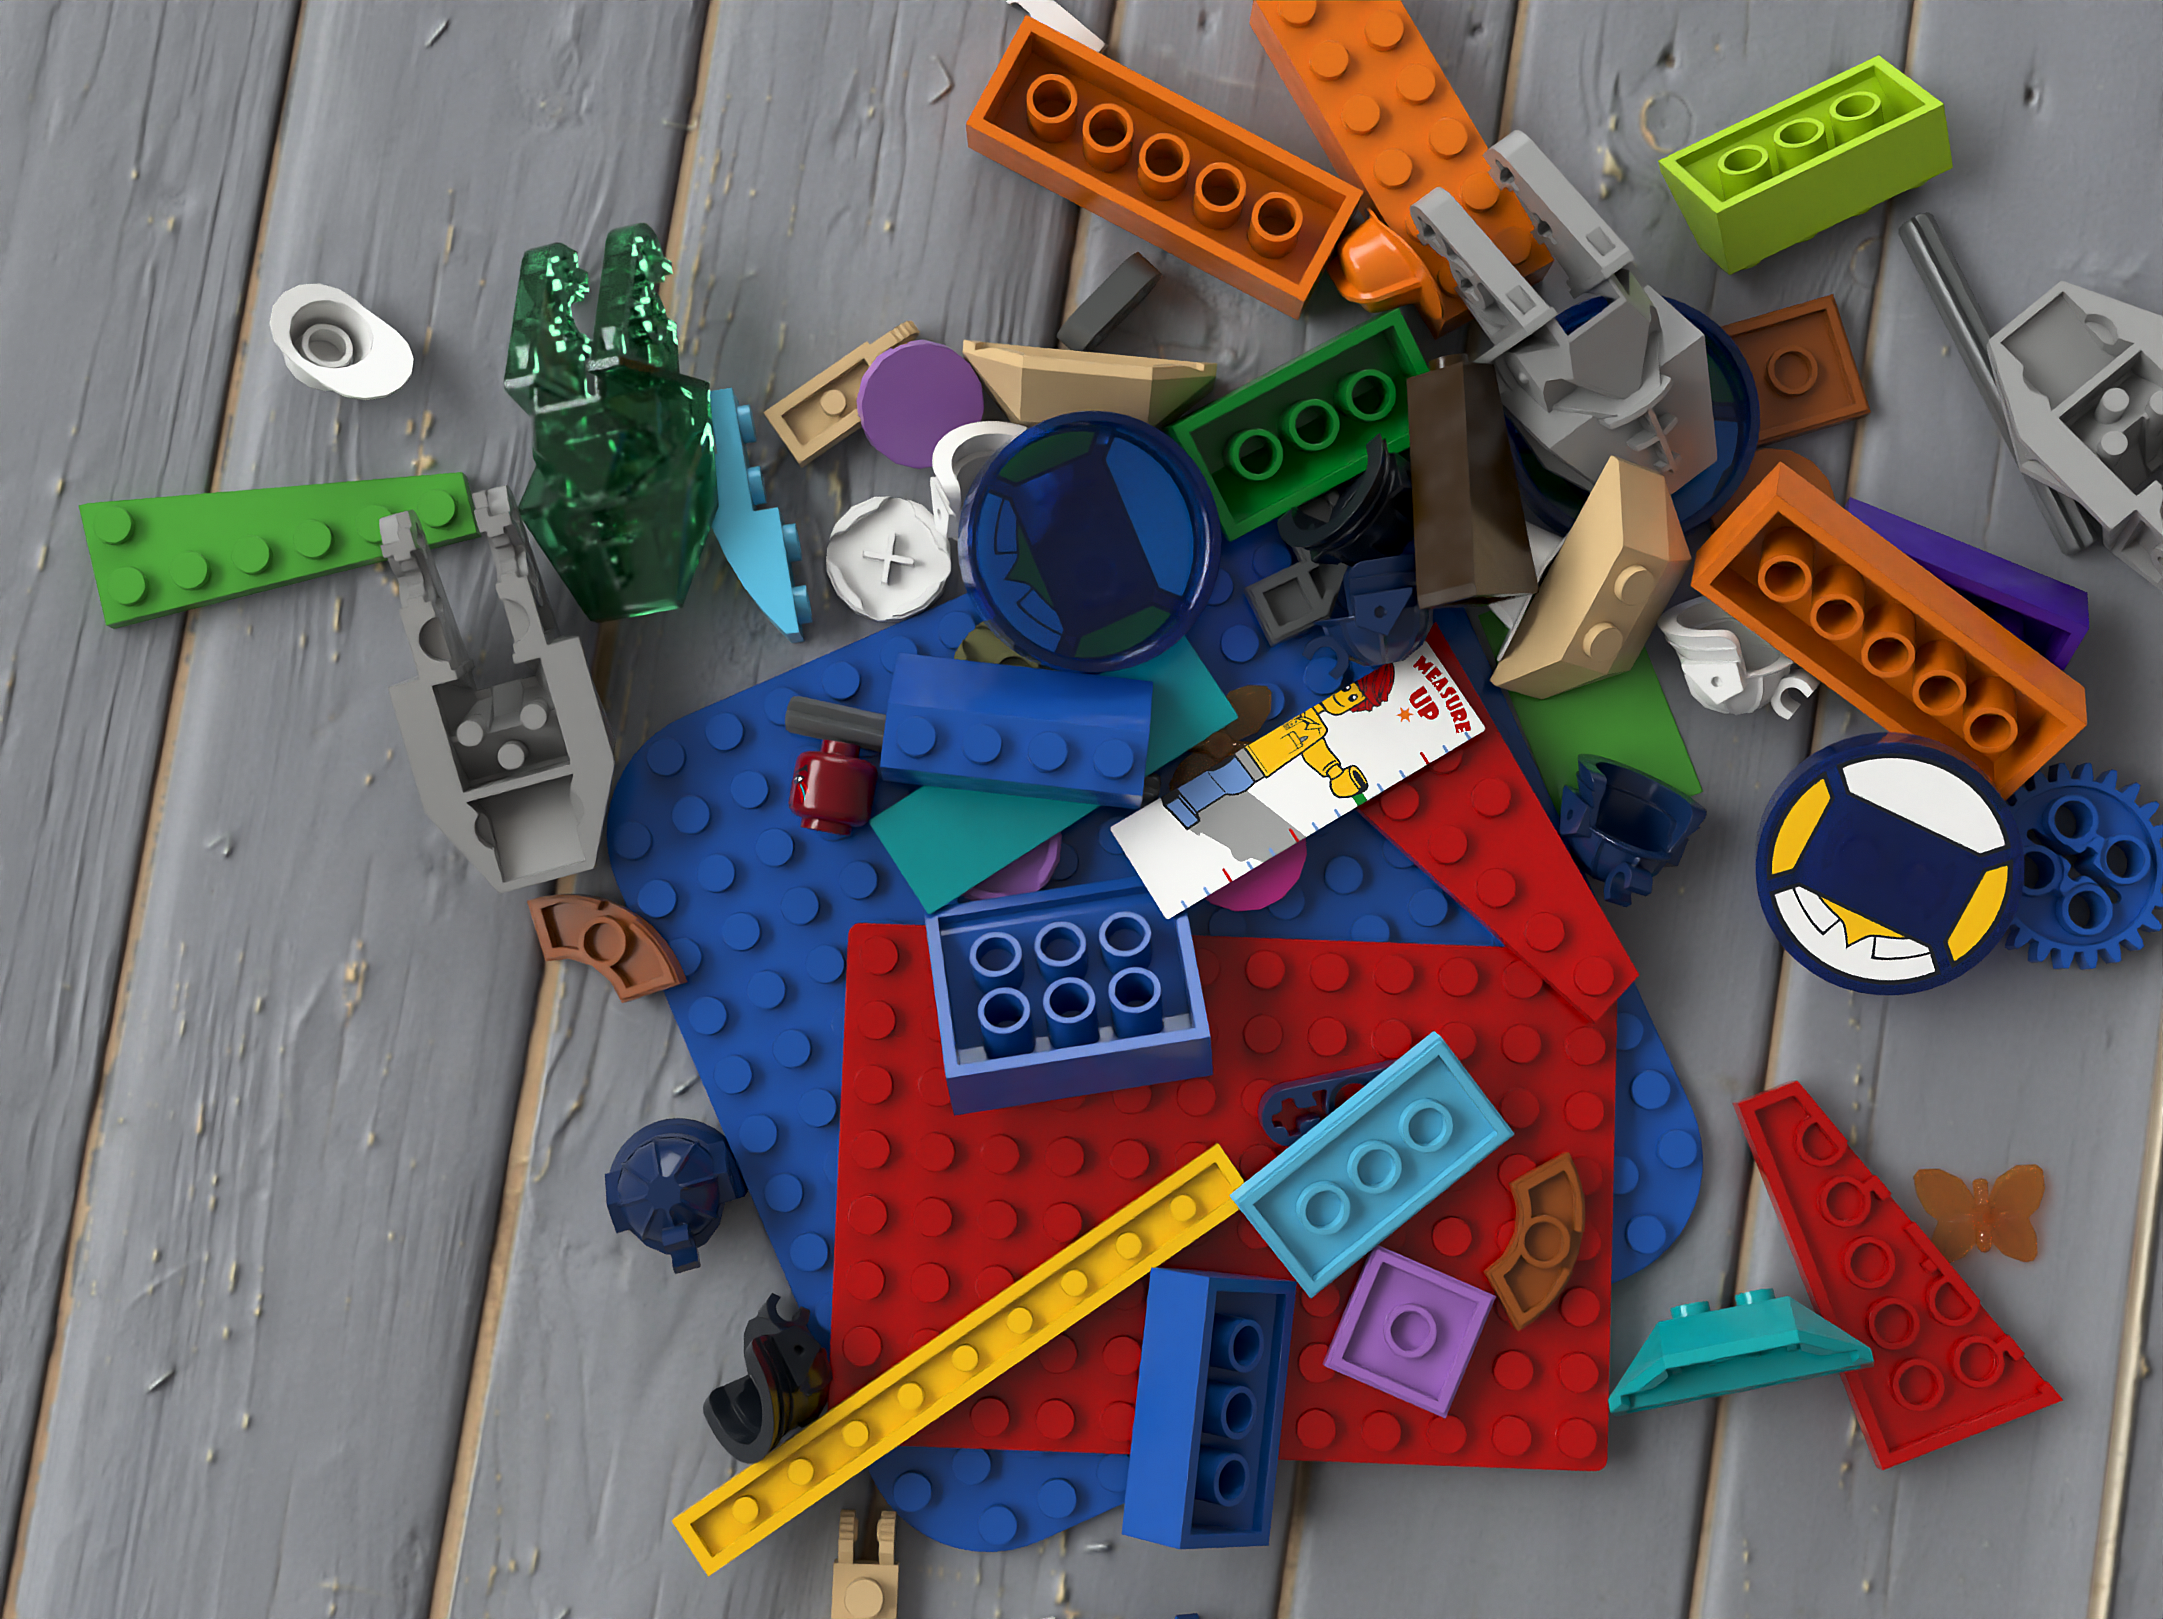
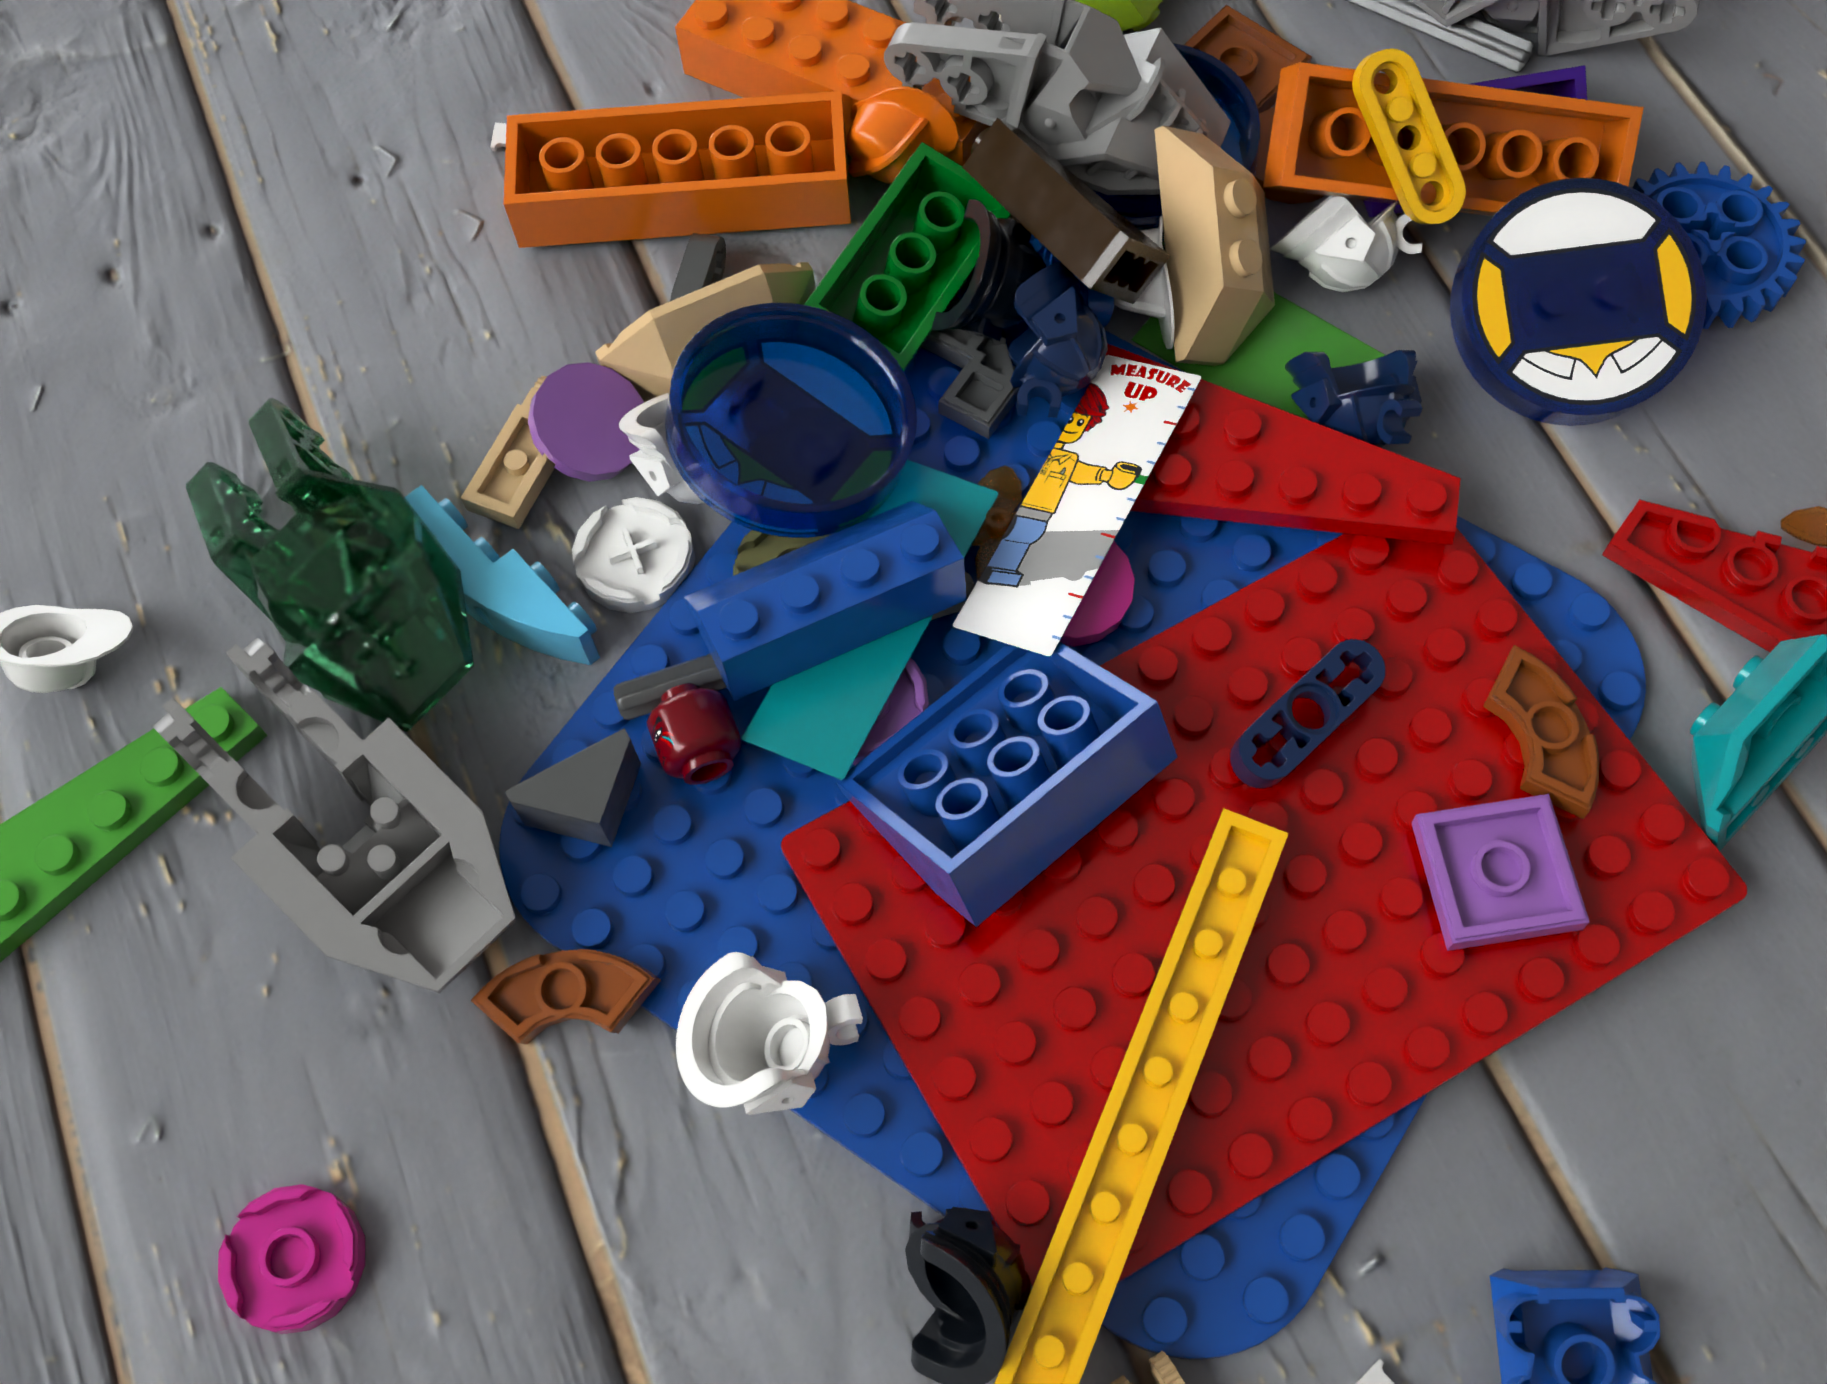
camera: 25 degrees left, 20 degrees down
(306, 1021) = (314, 1254): none -> dark pink tile
(673, 1187) = (756, 1176): dark blue helmet -> none
(712, 786) = (581, 793): none -> dark grey slope
(726, 1096) = (758, 1036): none -> white helmet
(1208, 1409) = (1381, 1045): blue slope -> none
(1372, 1164) = (1364, 749): medium azure tile -> none
(1825, 648) = (1430, 154): none -> yellow plate

